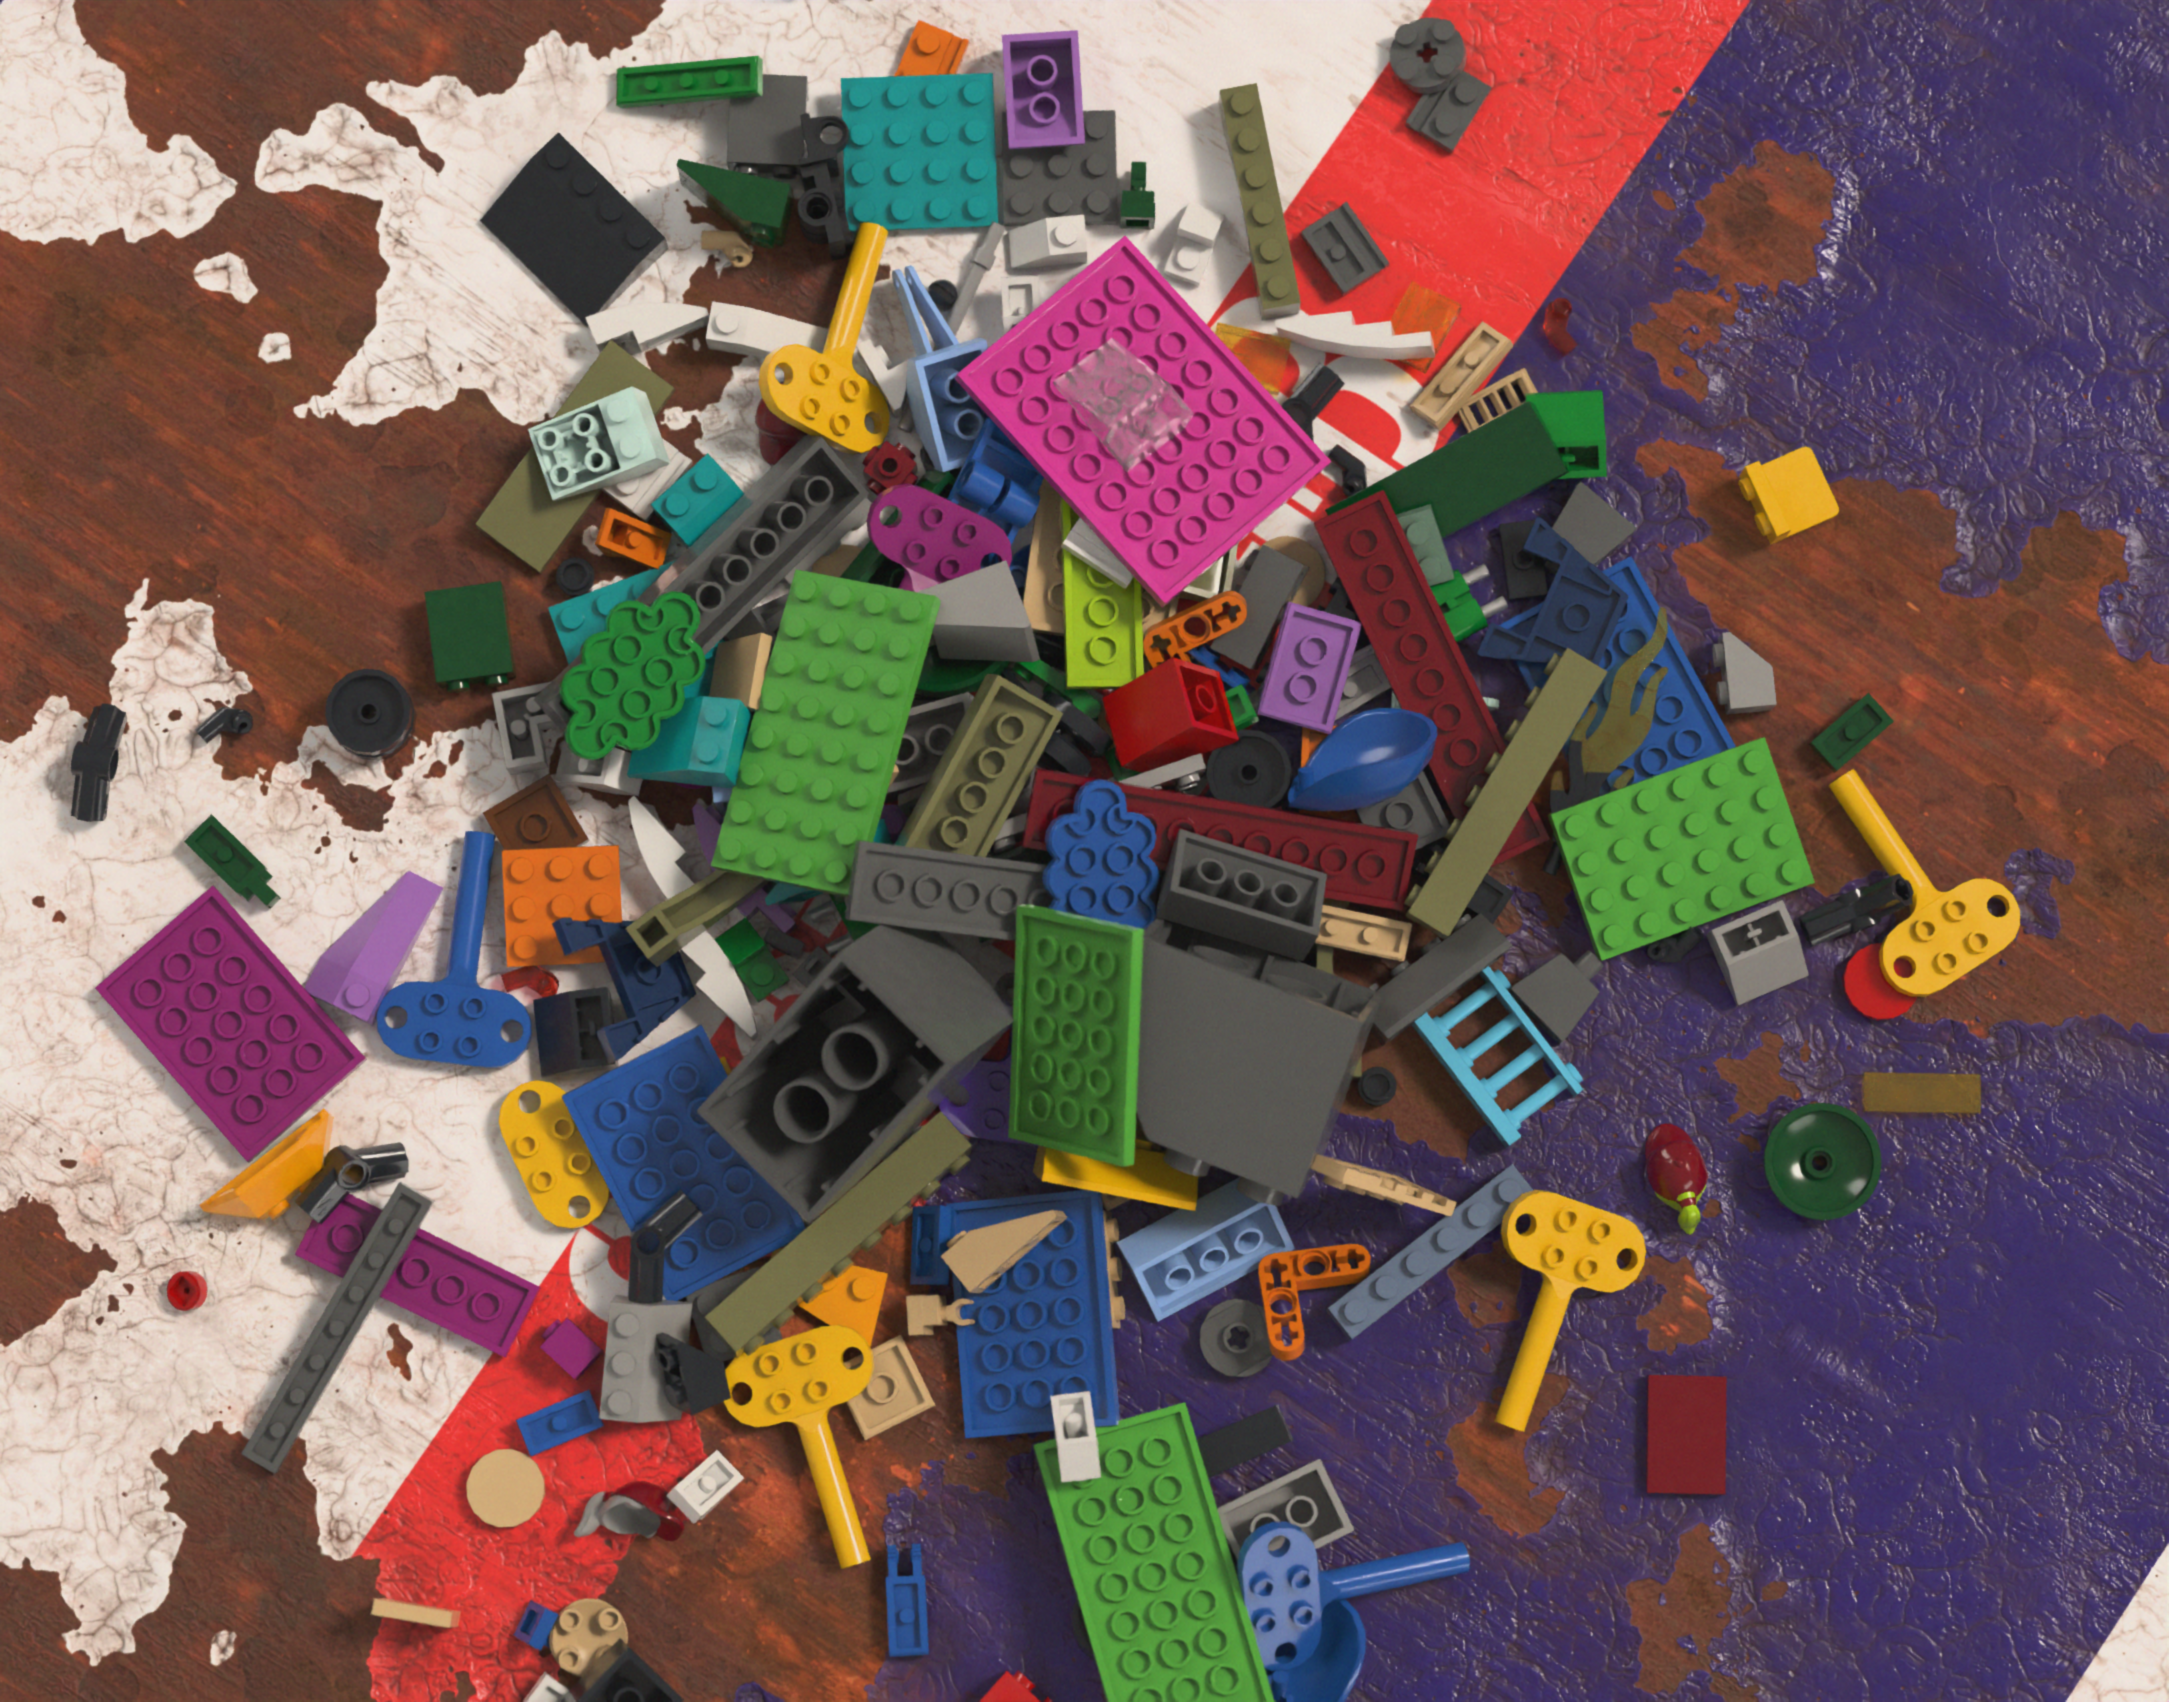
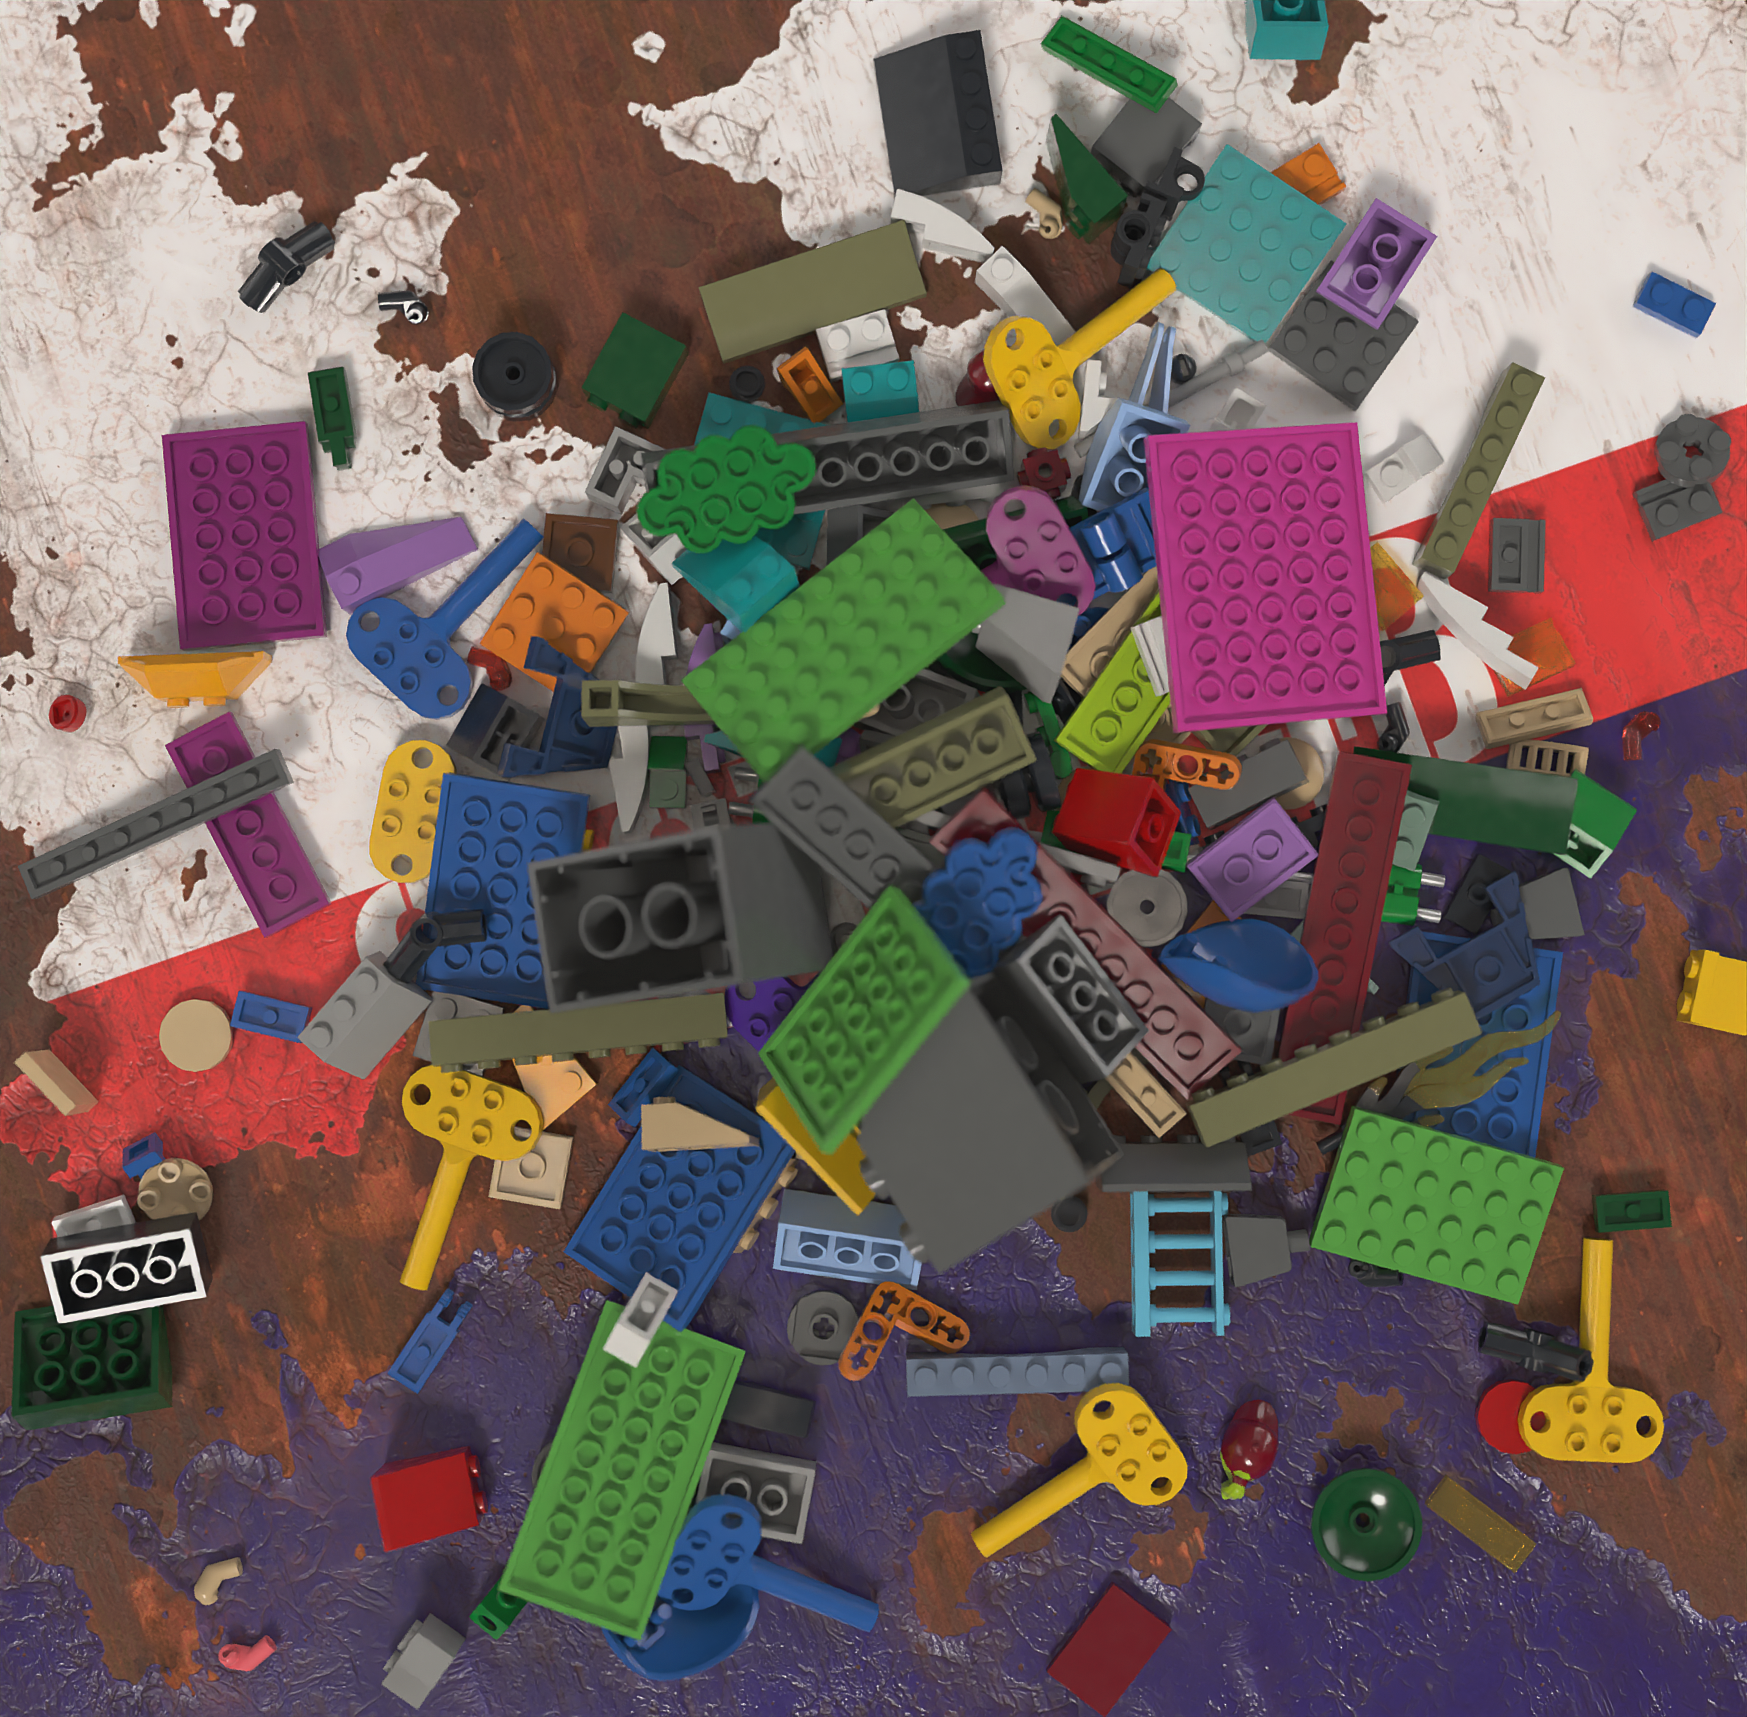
camera: 40 degrees right, 5 degrees up
(368, 1166) = (228, 715): black piece -> none
(570, 1347) = (318, 966): magenta brick -> none
(599, 444) = (836, 294): light aqua slope -> none
(632, 1509) = (275, 1120): hair -> none
(691, 1376) = (391, 1055): black slope -> none
(705, 1487) = (341, 1145): white slope -> none
(741, 669) = (816, 546): tan tile -> none
(931, 1311) = (606, 1136): tan piece -> none
(1049, 243) = (1293, 387): white slope -> none
(1124, 403) = (1261, 552): clear slope -> none
(1137, 203) = (1384, 405): dark green piece -> none
(1380, 1185) = (1015, 1299): tan wing -> none
(1746, 677) = (1581, 1109): light grey slope -> none
(1758, 952) = (1436, 1327): light grey slope -> none

